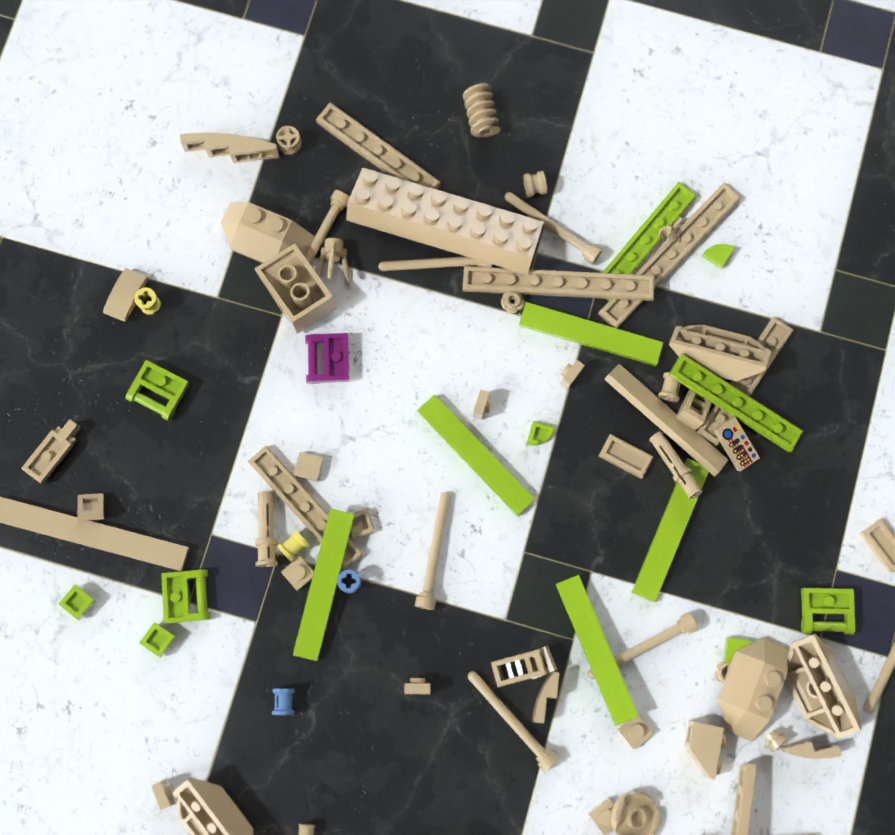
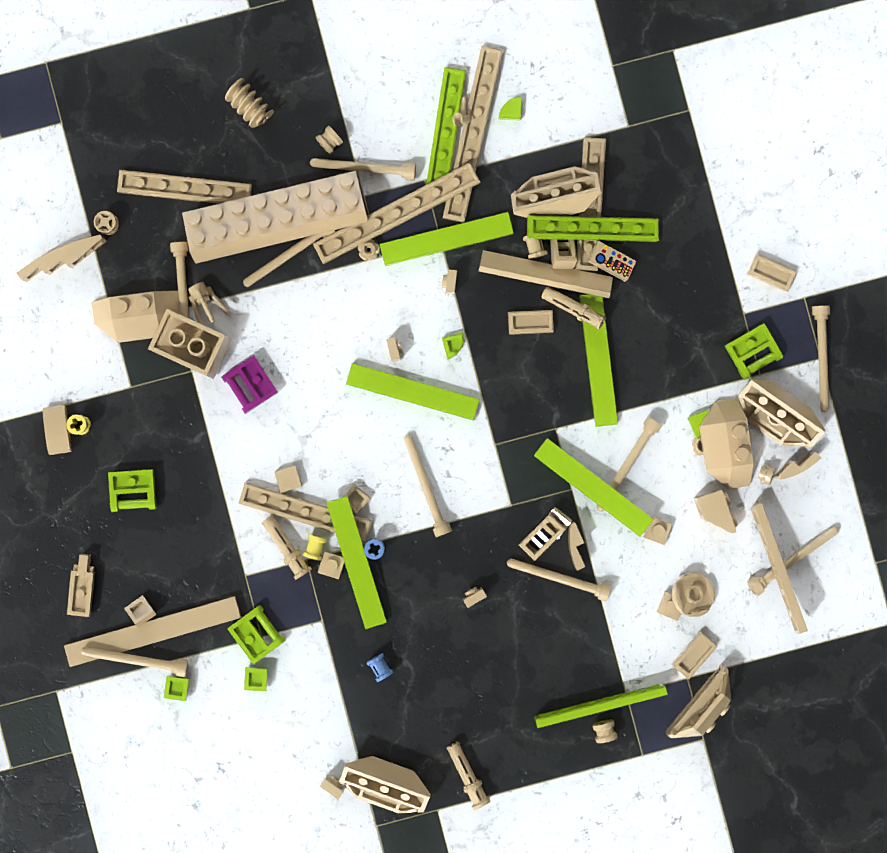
camera: 30 degrees left, 10 degrees up
(90, 582) = (177, 667): none -> tan piece

